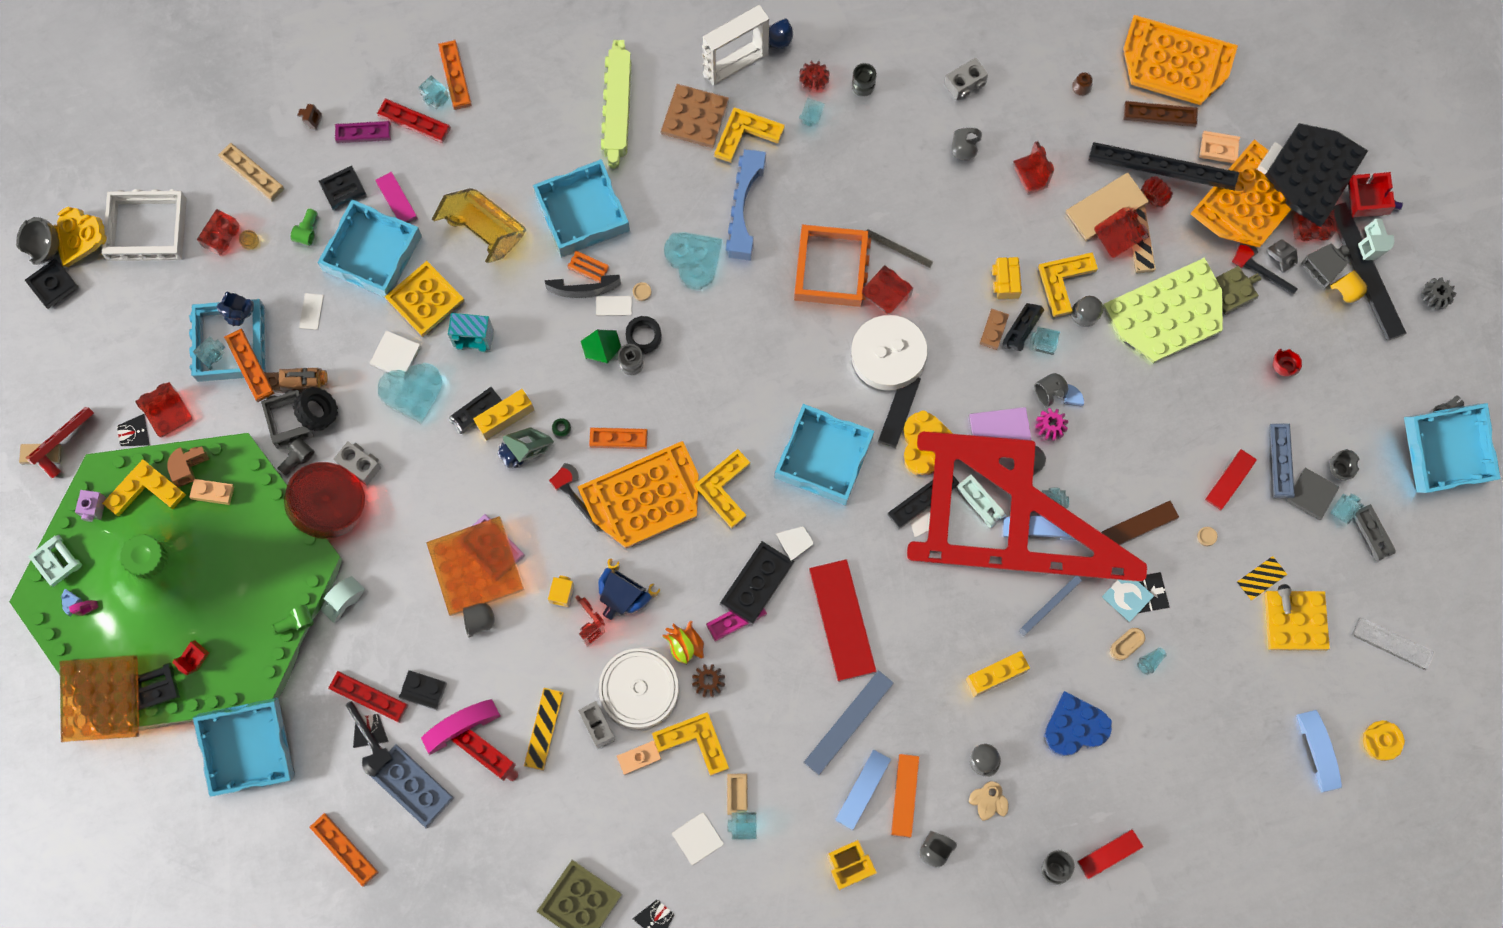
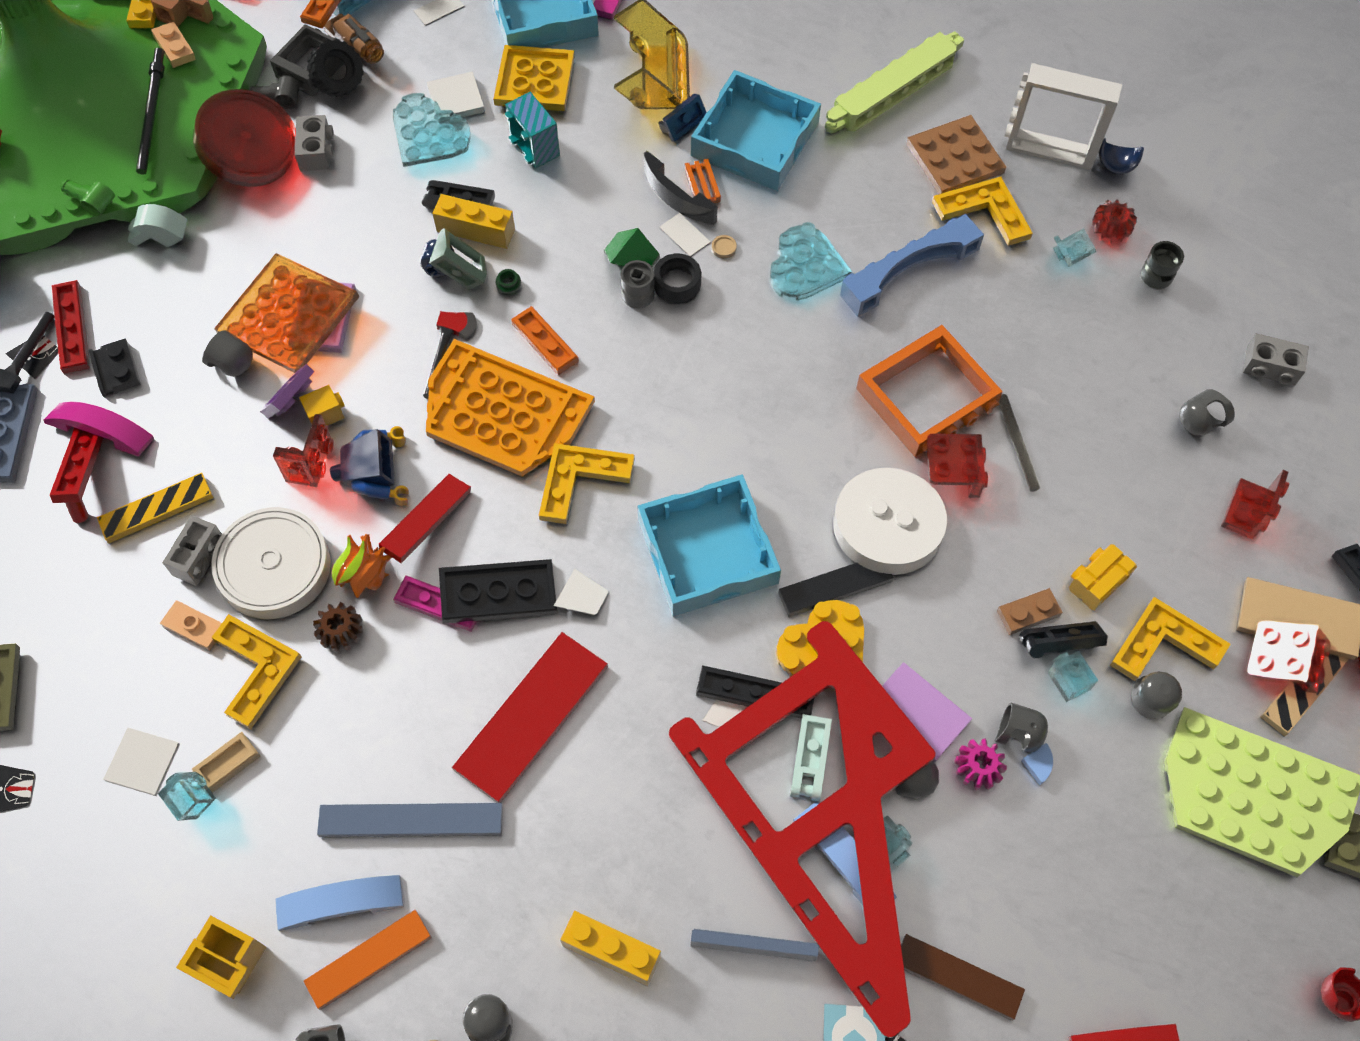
camera: 50 degrees right, 10 degrees down
(228, 517) = (156, 73): none -> black bar
(535, 239) = (683, 117): none -> dark blue plate
(535, 603) = (283, 398): none -> medium lavender plate
(681, 587) = (425, 518): none -> red tile

